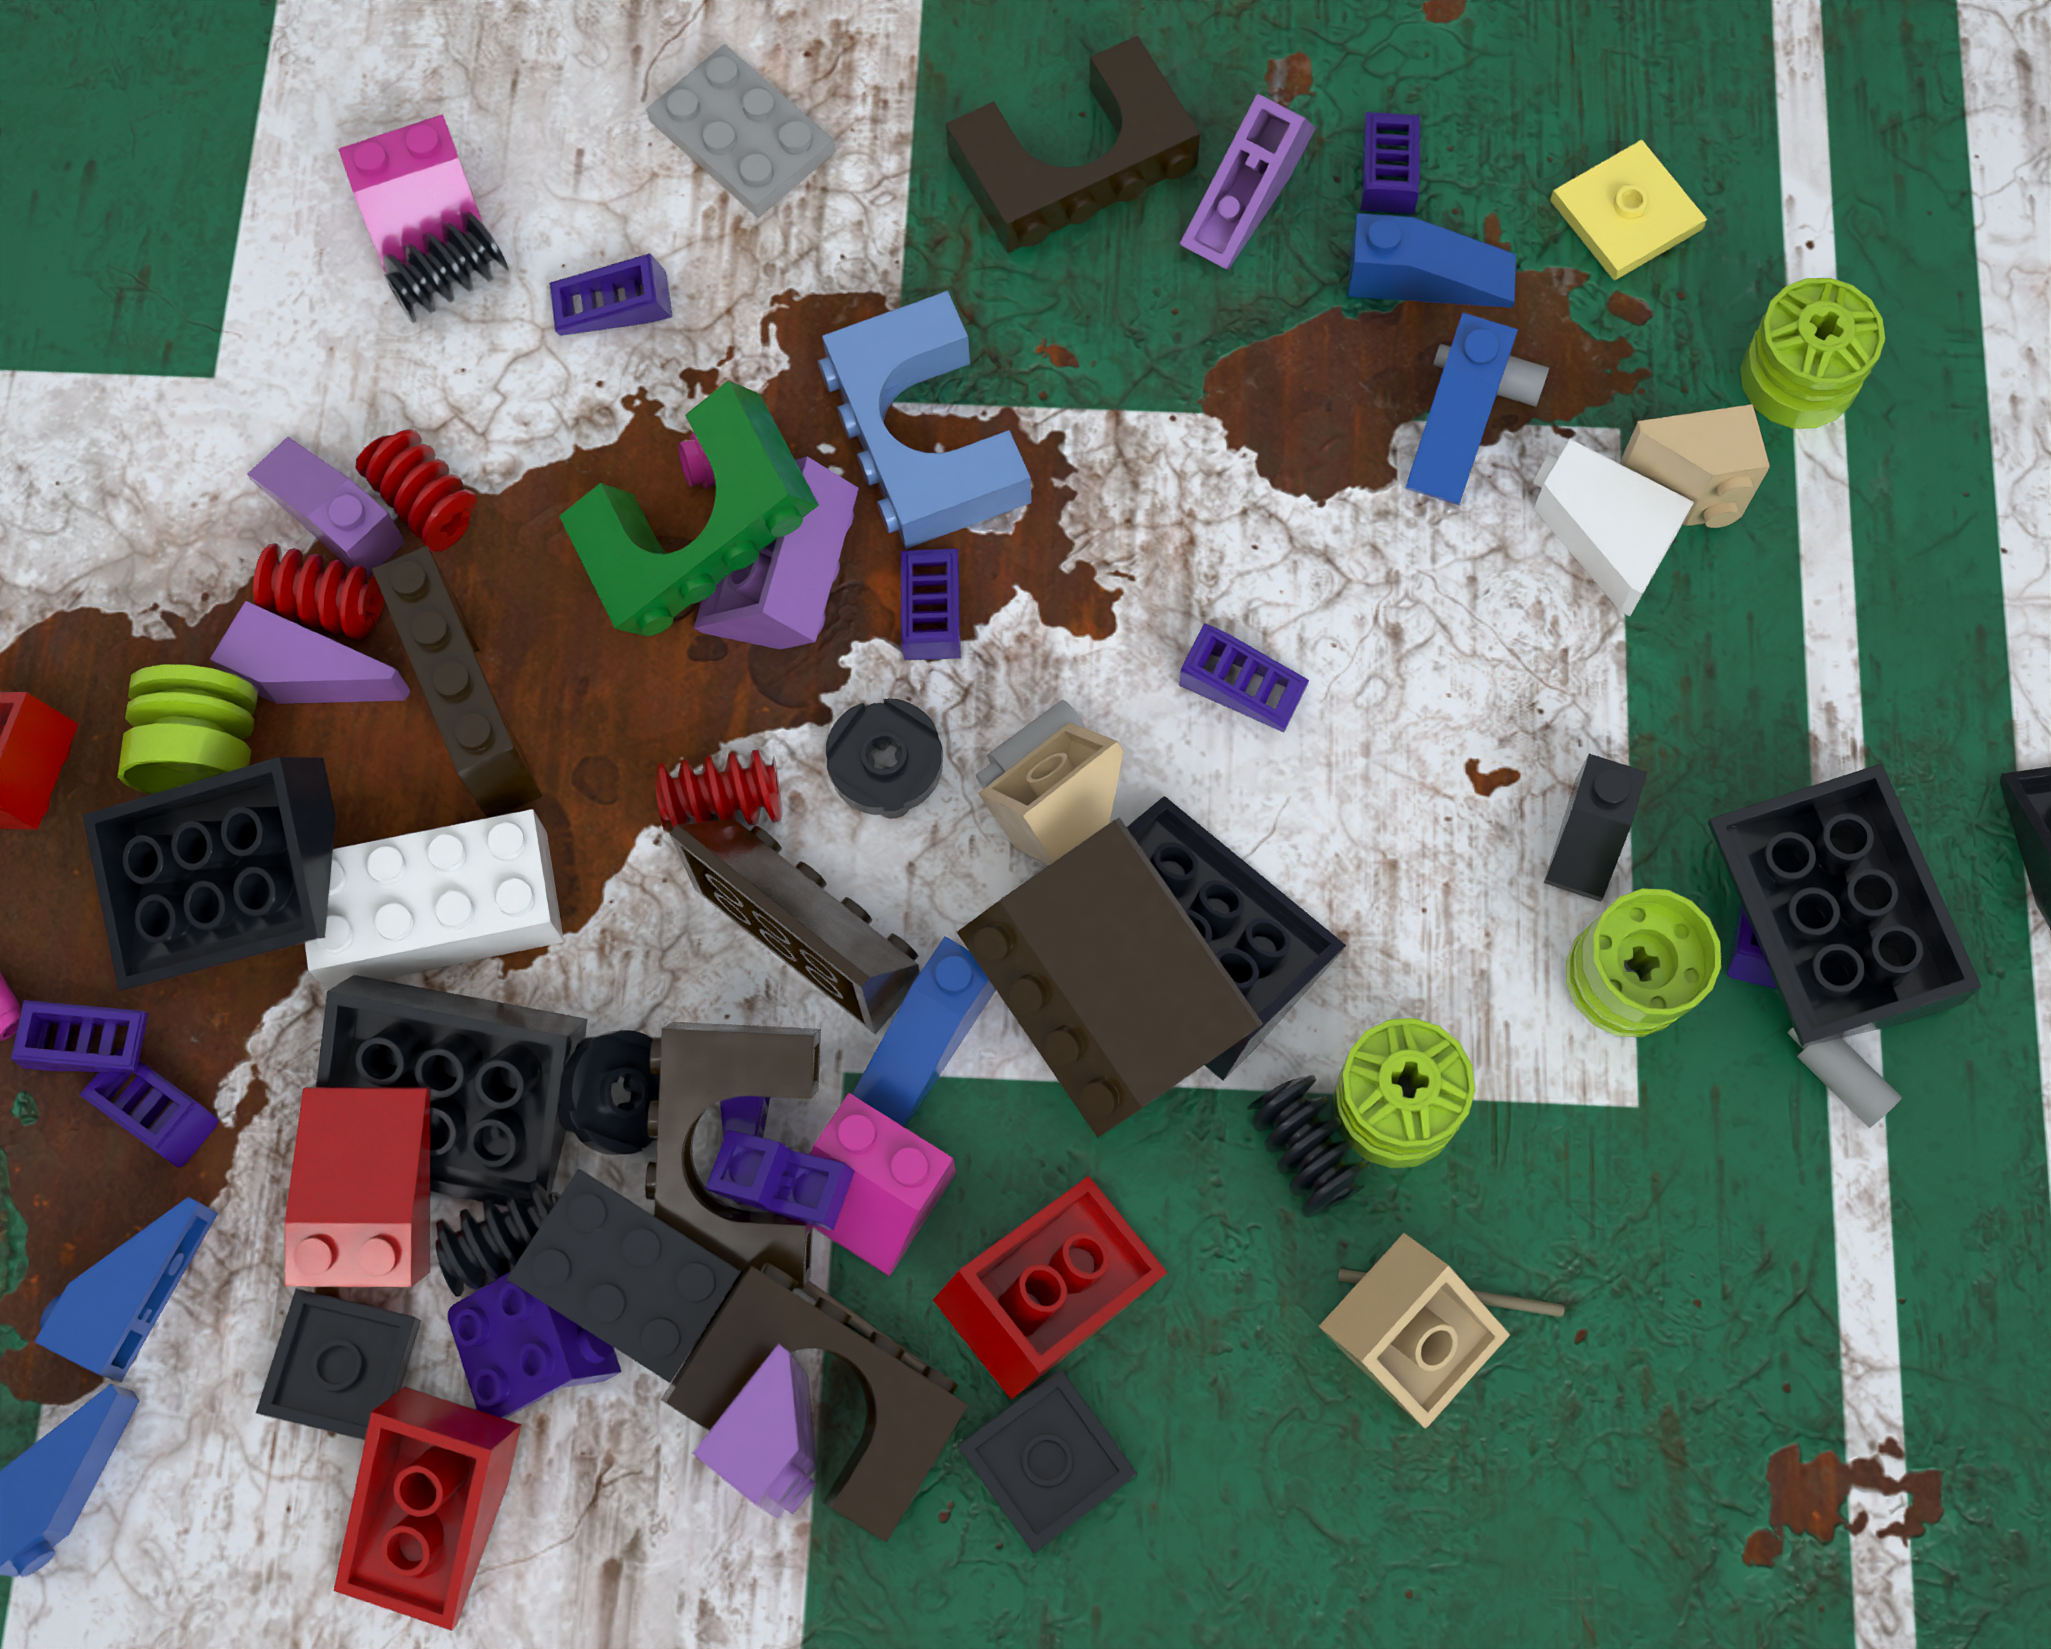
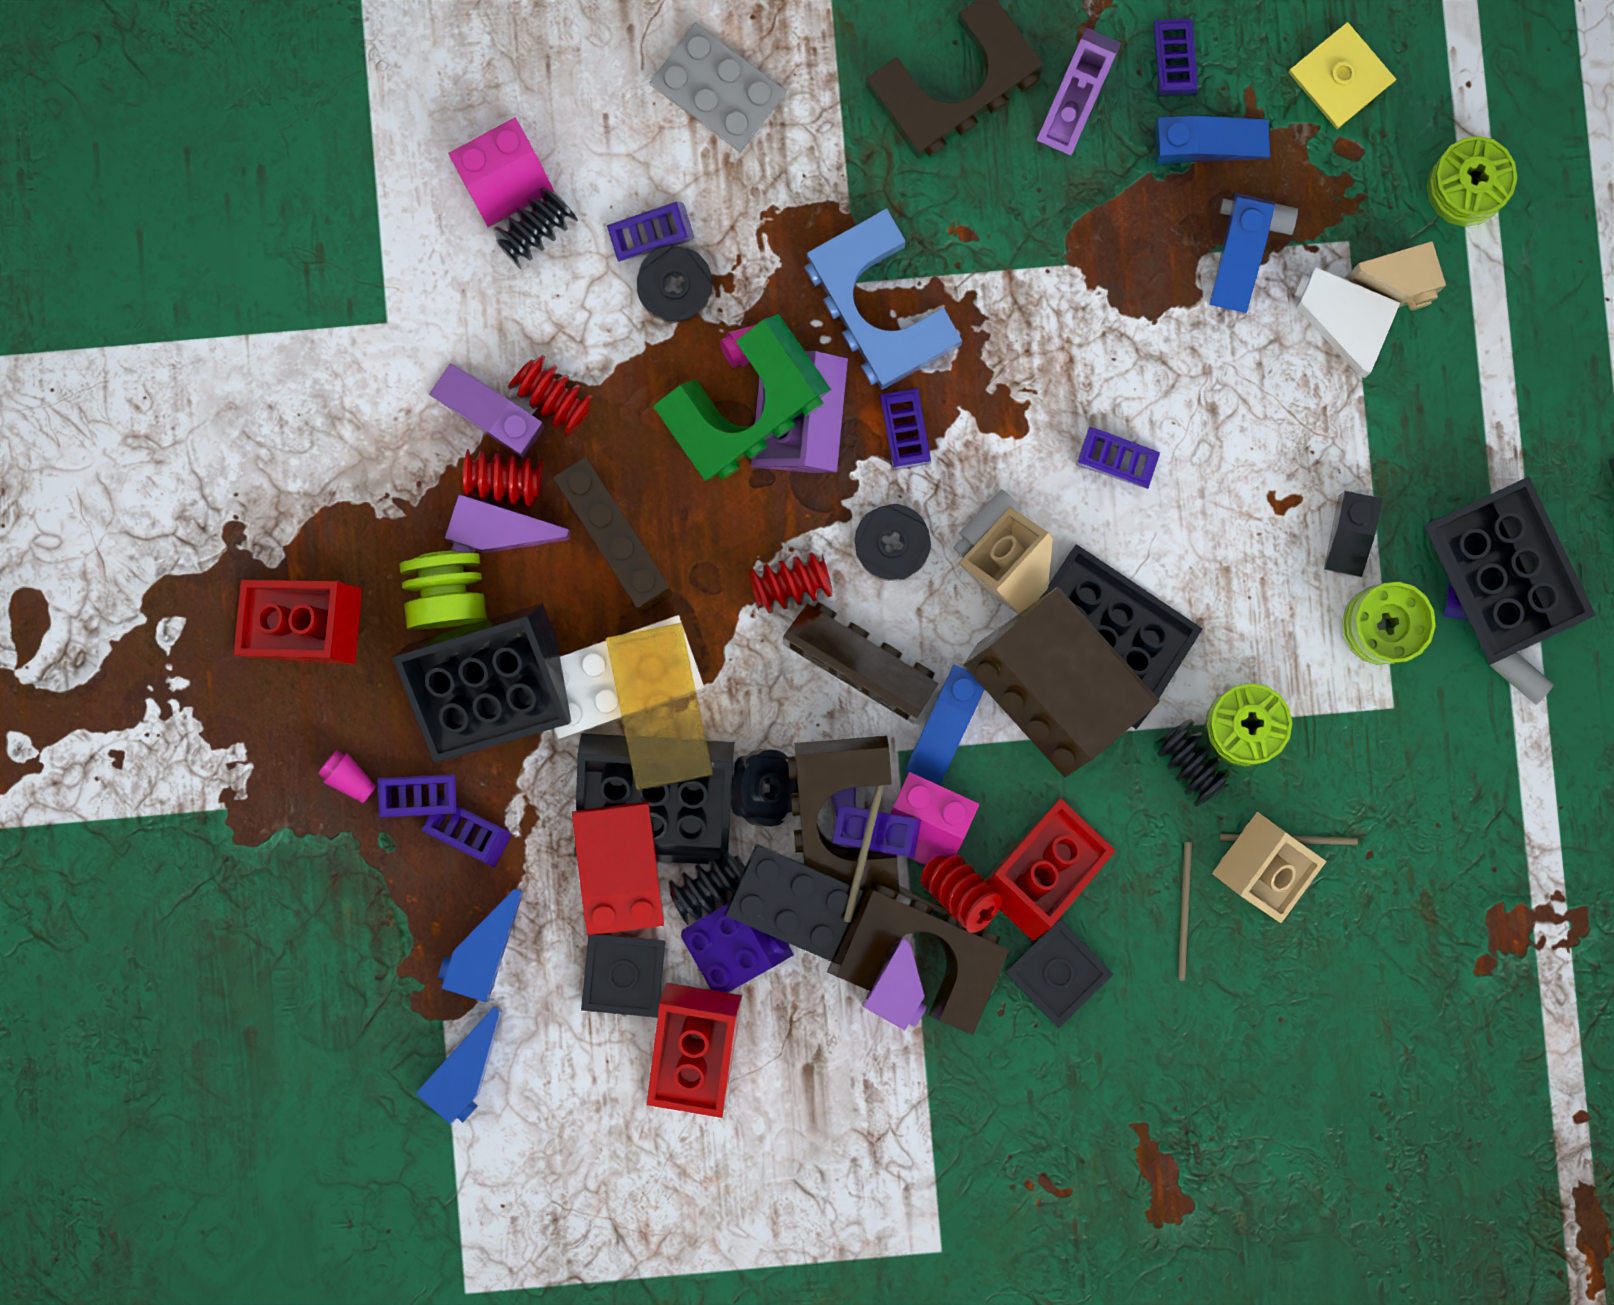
camera: 15 degrees left, 15 degrees up
(468, 936) = (659, 706): none -> clear yellow tile
(632, 396) = (675, 262): none -> black plate
(748, 1209) = (863, 853): none -> dark tan axle
(902, 1296) = (961, 891): none -> red piece
(1268, 1389) = (1184, 911): none -> dark tan axle

